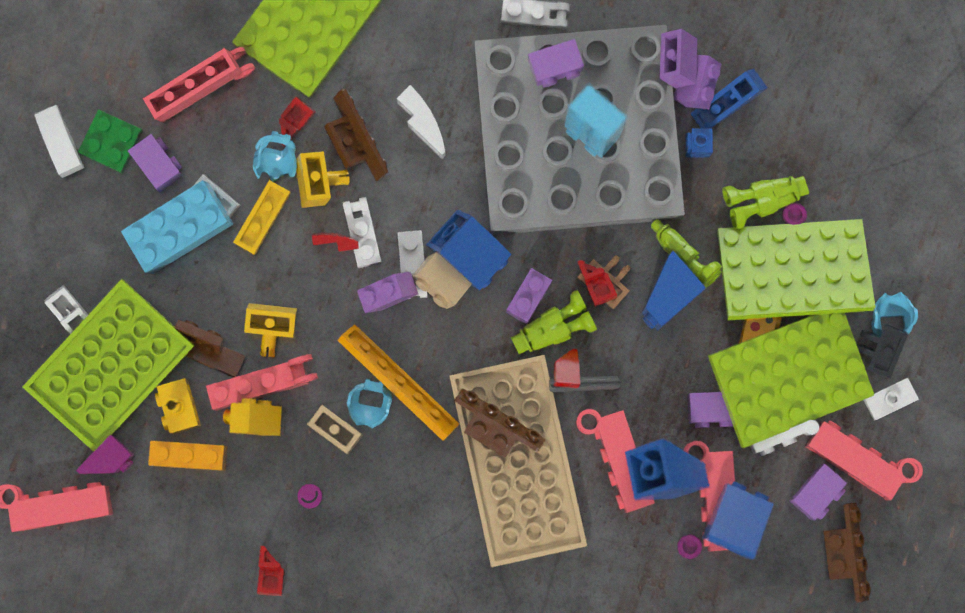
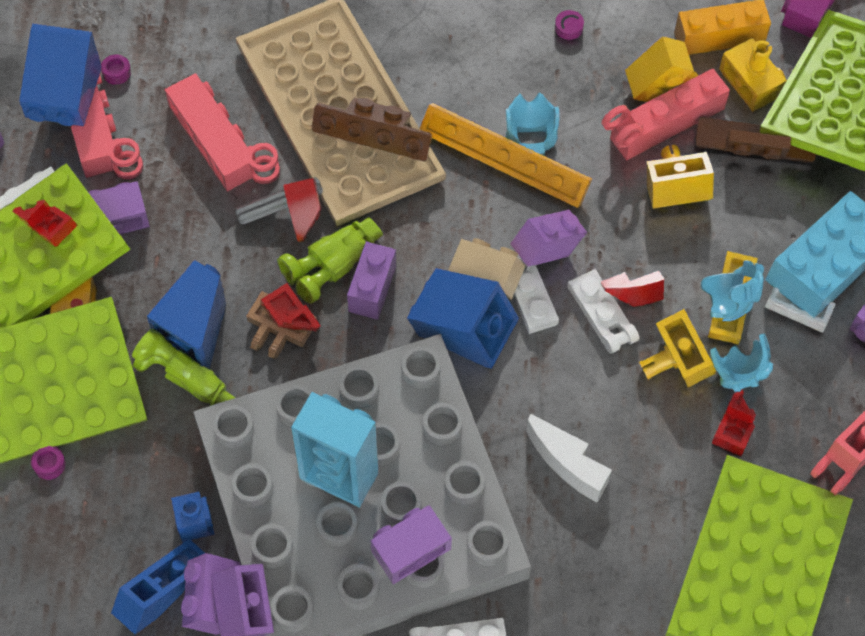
camera: 165 degrees right, 20 degrees down
(267, 211) = (729, 295): none -> medium azure helmet
(335, 429) = (563, 84): tan brick -> none
(352, 138) = (655, 413): reddish brown bracket -> none
(664, 471) = (156, 106): blue slope -> none
(766, 390) = (47, 221): none -> red slope
(768, 198) = (87, 470): lime piece -> none

